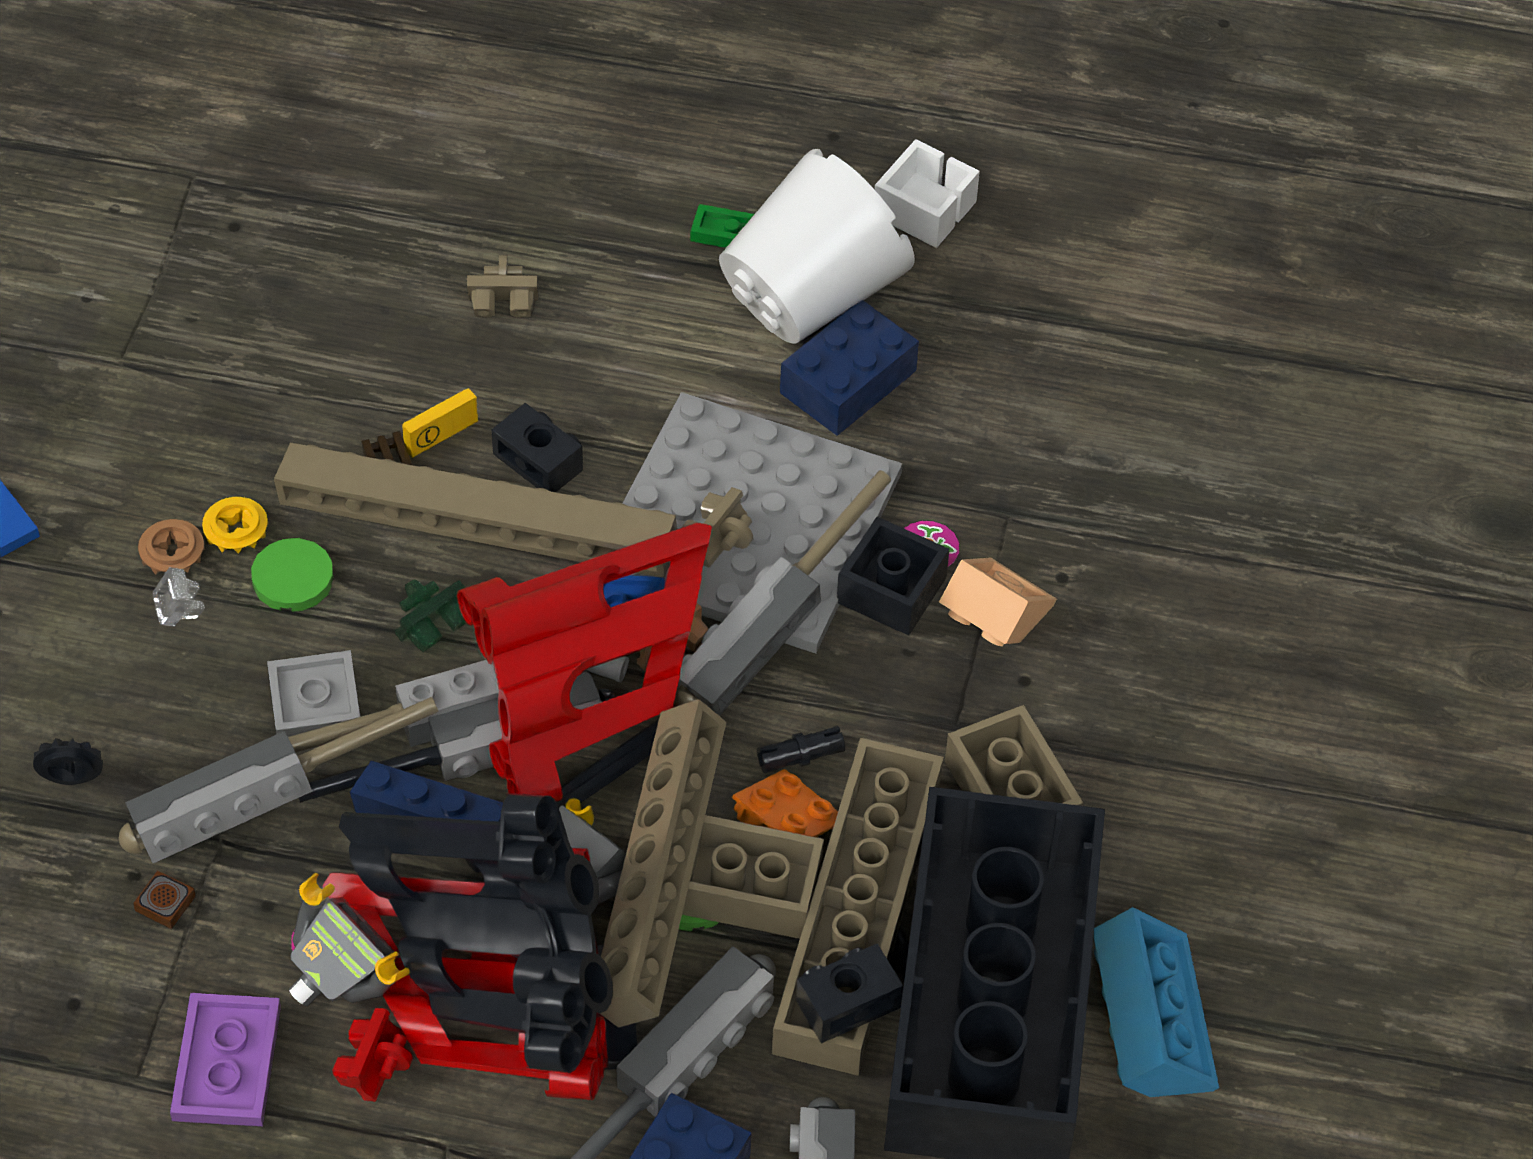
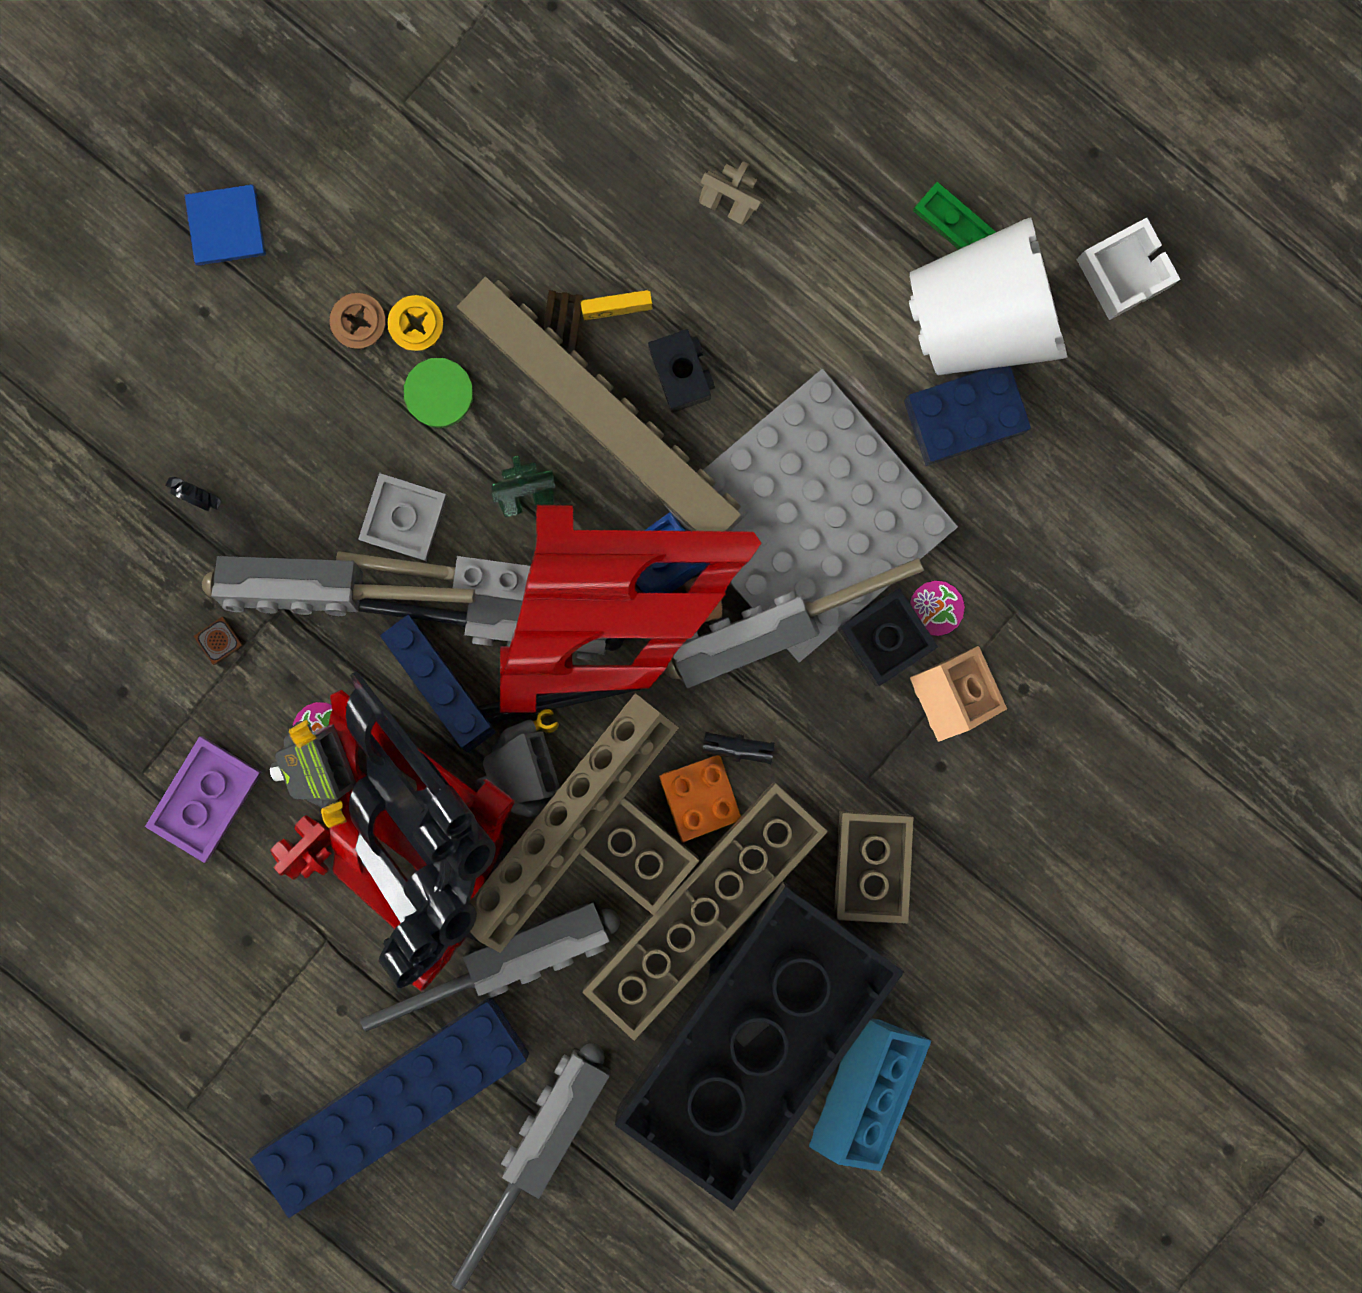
camera: 25 degrees right, 35 degrees up
(174, 598) = (336, 375): clear tile -> none
(728, 523) = (788, 521): dark tan hips -> none
(837, 1012) = (626, 1014): black brick -> none

